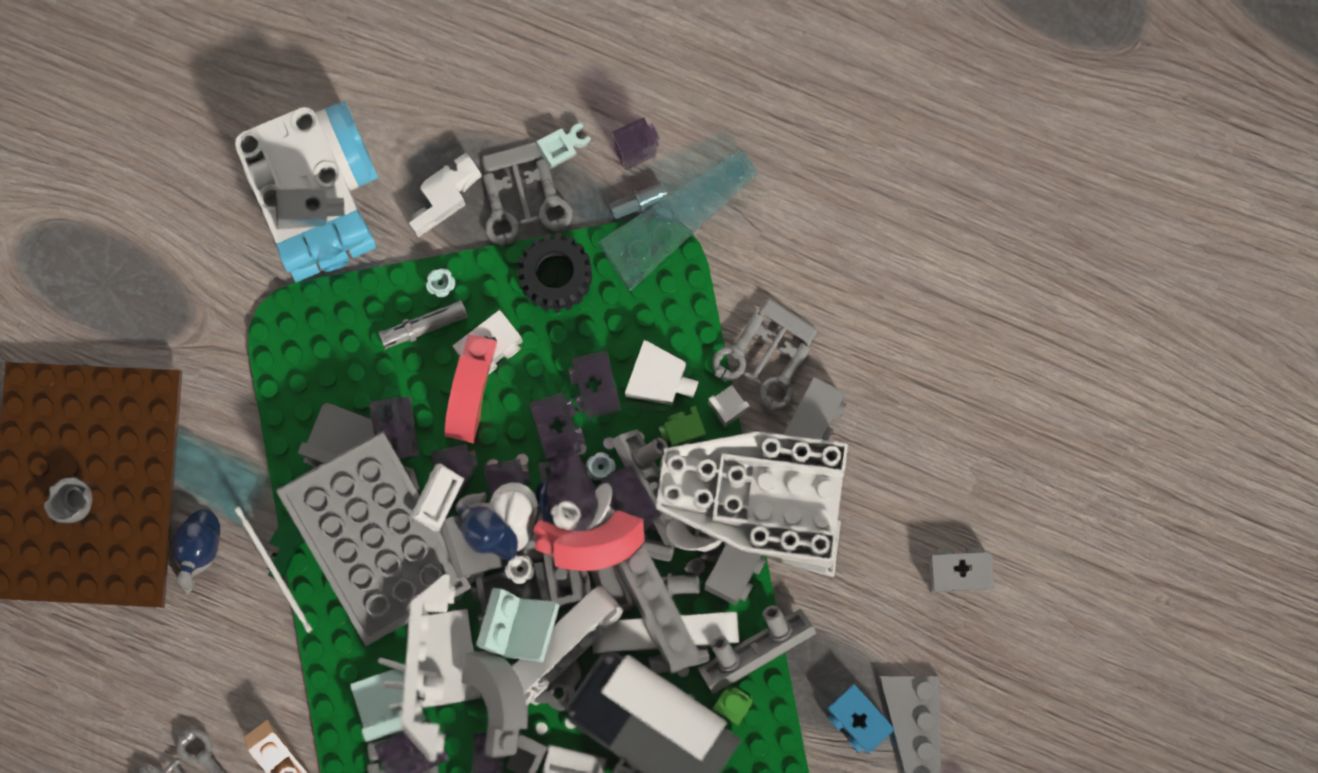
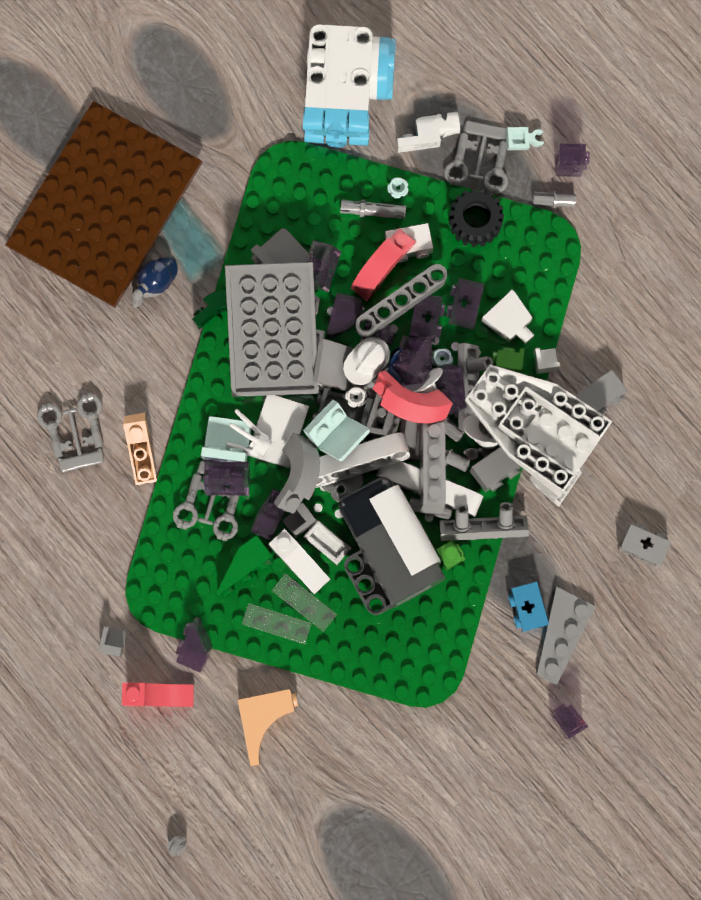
camera: 30 degrees right, 0 degrees up
(69, 500) = (89, 207): light grey hair -> none
(273, 569) = (197, 318): white piece -> none
(292, 209) = (327, 88): dark grey torso -> none
(436, 600) = (290, 387): white slope -> none
(437, 497) = (326, 322): white tile -> none
(485, 528) = (347, 359): dark blue hair -> none
(516, 408) = (405, 291): none -> light grey beam
(566, 515) = (403, 375): white plate -> none
(658, 232) = (560, 224): clear light blue wing -> none
(788, 322) = (589, 319): light grey piece -> none

